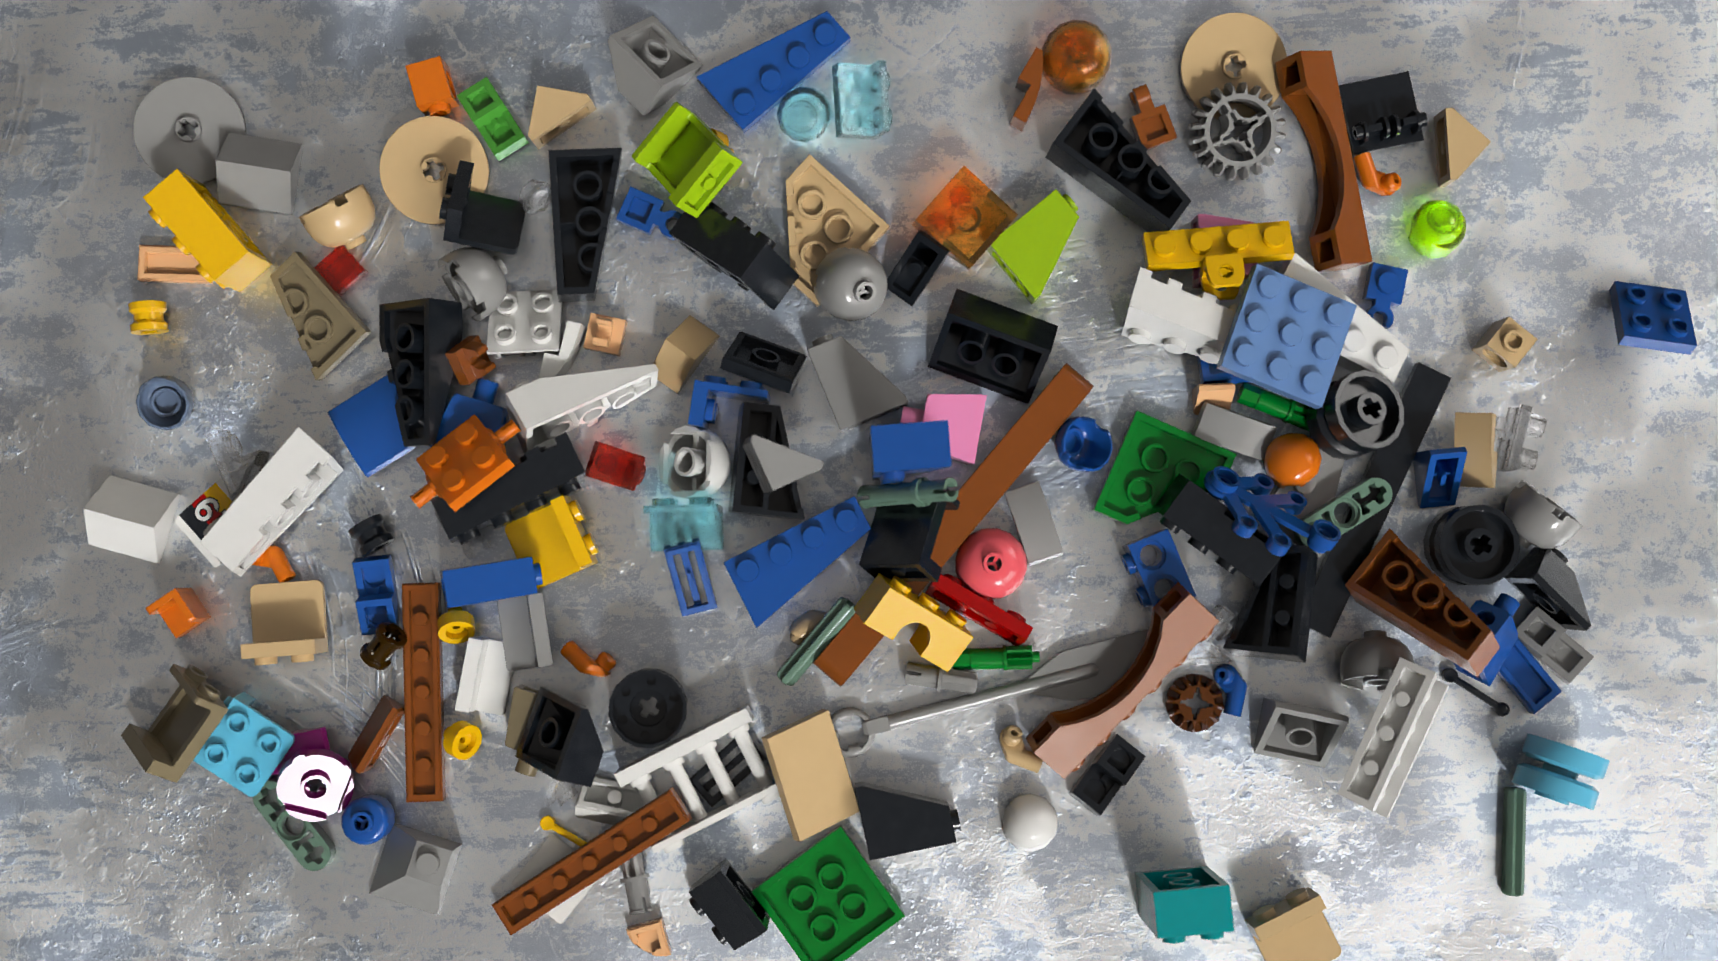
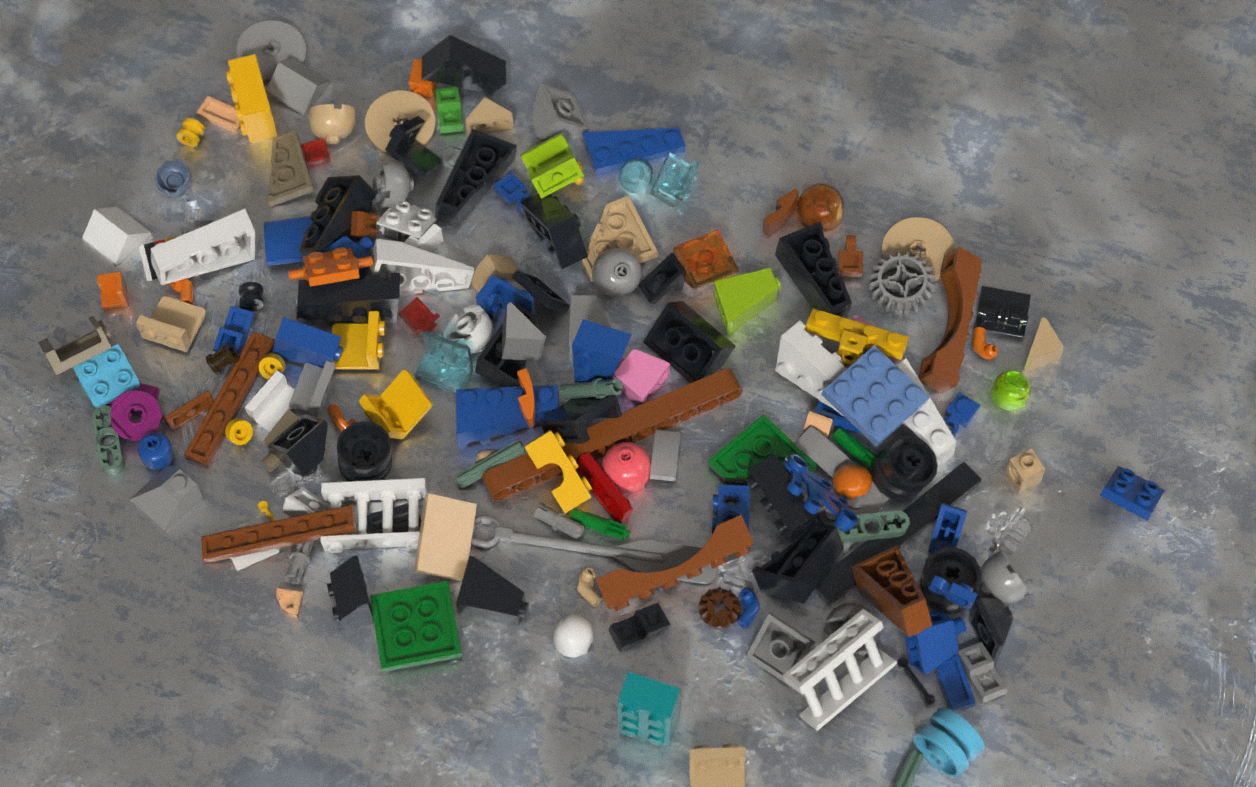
camera: 30 degrees right, 25 degrees down
(484, 50) = (463, 66): none -> black wedge
(605, 334) = (453, 246): light nougat tile -> none
(653, 616) = (398, 406): none -> yellow bracket
(683, 549) = (441, 397): blue tile -> none
(835, 552) = (527, 401): none -> orange slope
(1083, 444) = (718, 419): blue hair -> none
(1477, 434) = (976, 530): tan slope -> none
(1508, 577) = (959, 594): none -> blue plate

